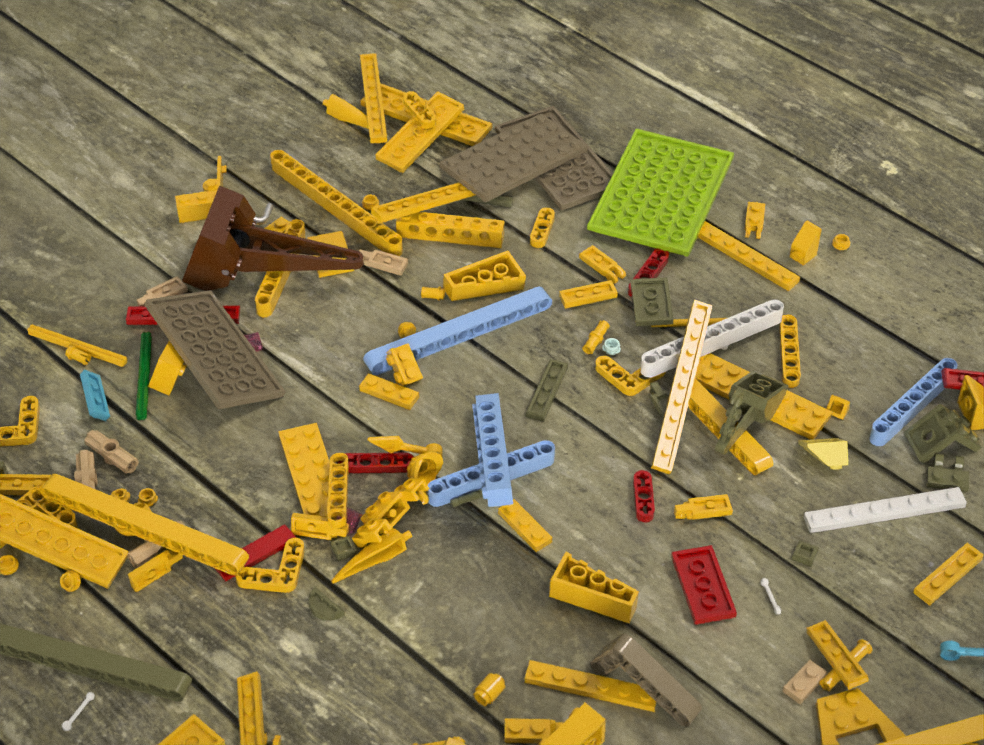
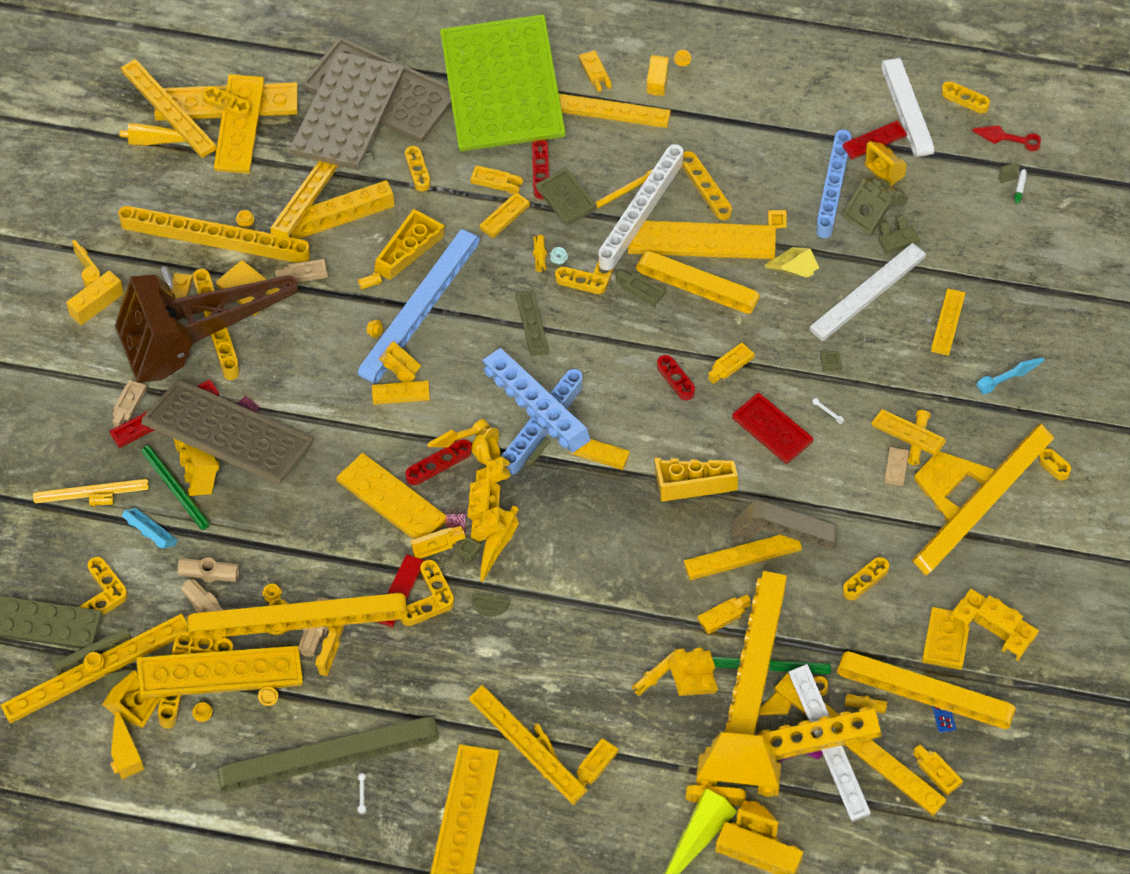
camera: 30 degrees left, 10 degrees up
(121, 494) = (246, 599): yellow plate -> none
(340, 496) = (436, 509): yellow beam -> none
(489, 689) = (670, 600): yellow brick -> none
(681, 387) = (648, 264): plate -> none
(755, 398) = (714, 247): olive slope -> none

